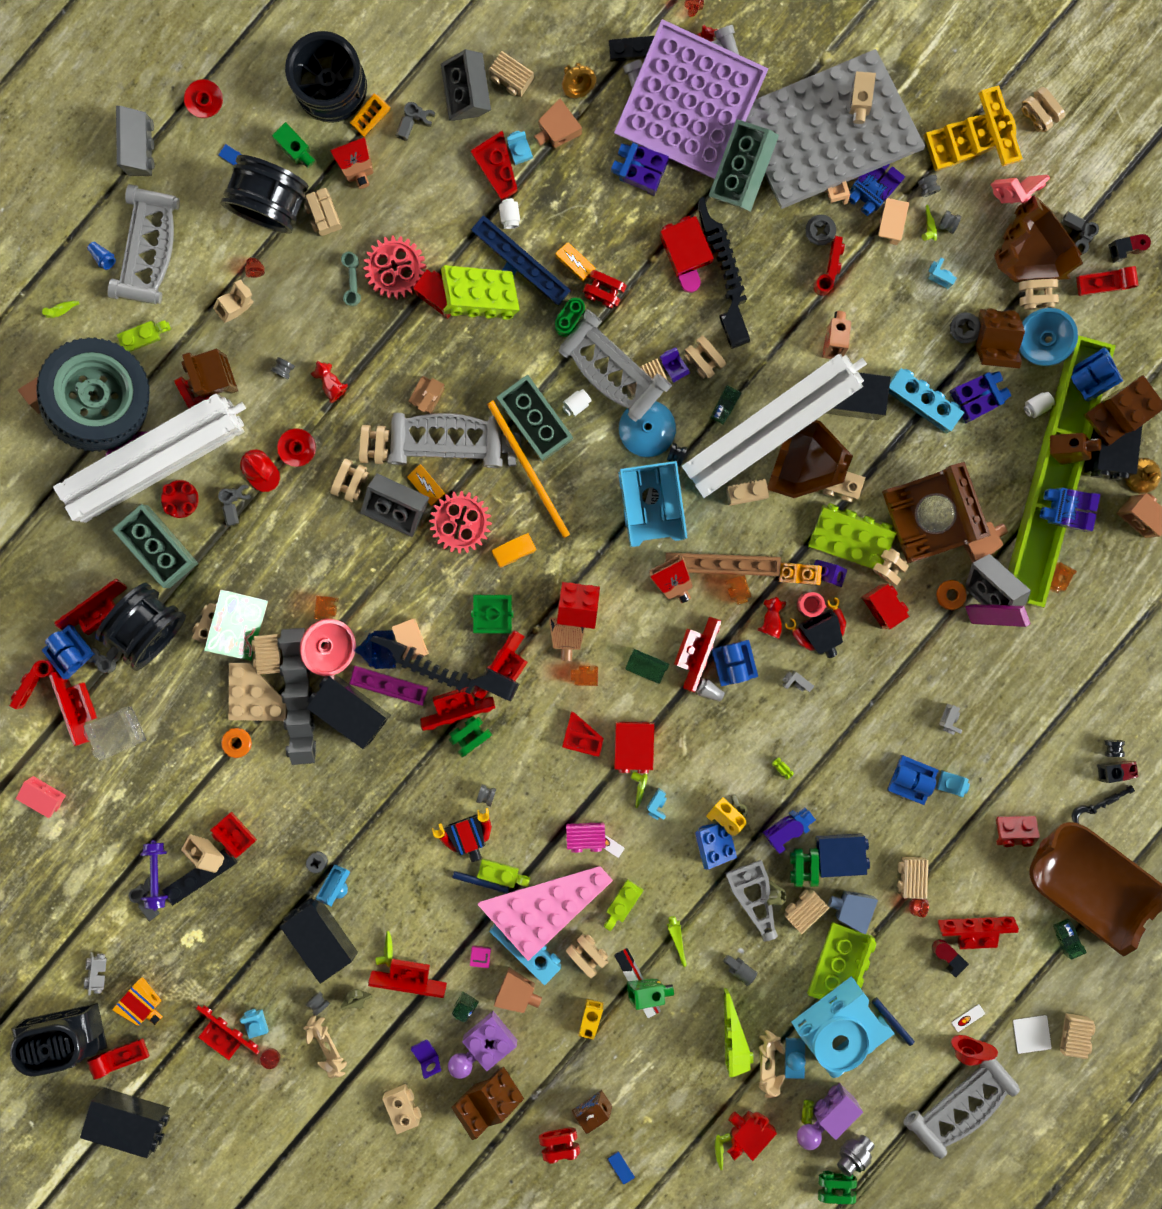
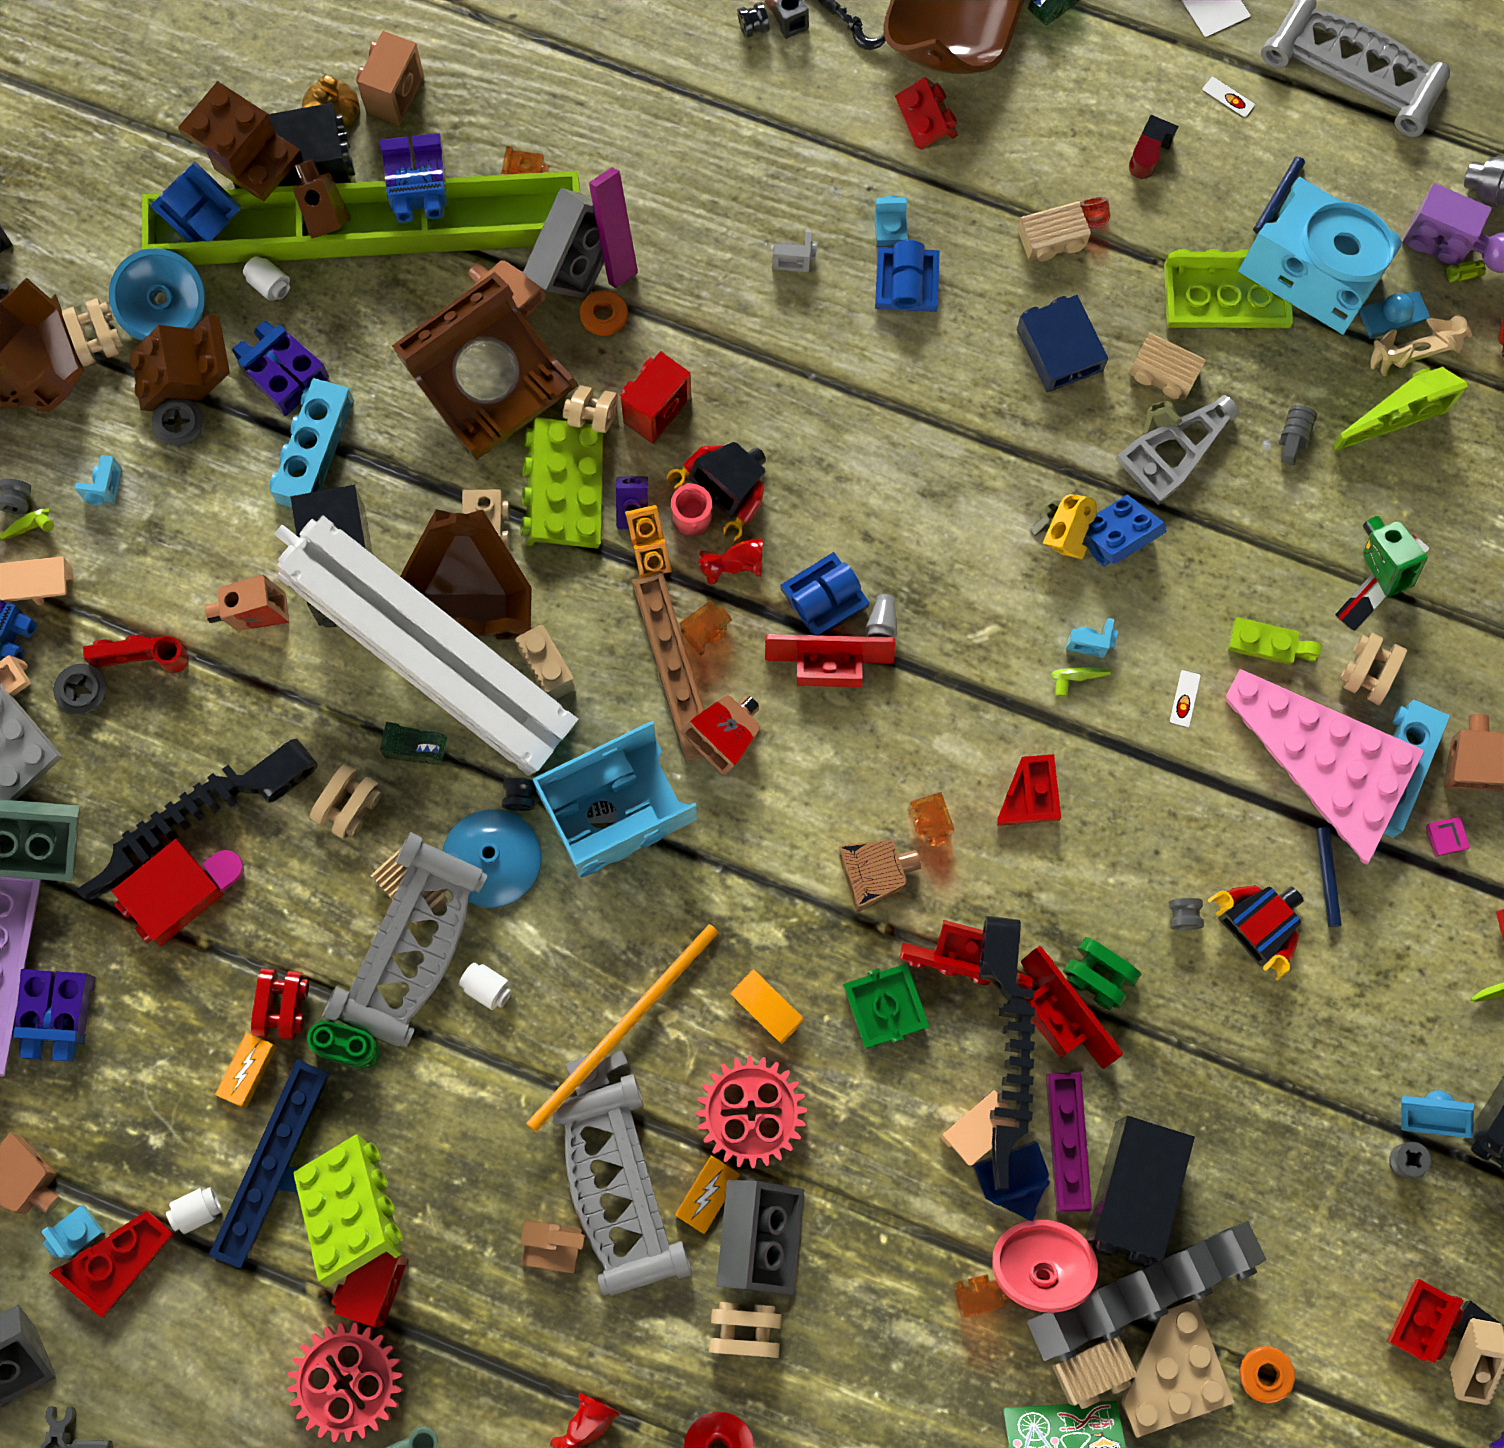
camera: 110 degrees left, 15 degrees down
(380, 453) = (649, 1300): tan brick -> none
(501, 874) = (1302, 847): lime plate -> none
(535, 418) = (534, 1044): sand green brick -> none
(578, 605) = (822, 865): red brick -> none
(585, 836) = (1188, 732): dark pink brick -> none
(590, 1019) = (1469, 630): yellow leg -> none
(634, 746) = (1016, 705): red brick -> none
(646, 666) = (879, 730): clear green panel -> none
(674, 365) = (373, 846): dark purple bracket -> none
(675, 930) = (1281, 546): lime piece -> none
(782, 768) = (962, 471): lime piece -> none
(789, 827) = (1053, 428): dark purple hips -> none
(798, 876) = (1095, 403): green brick -> none
(801, 683) = (816, 496): light grey bracket -> none
(854, 909) = (1135, 298): sand blue torso -> none
(972, 1051) = (1274, 70): red piece -> none
(978, 932) = (1096, 119): red bracket -> none
(1107, 281) = (44, 240): red plate -> none

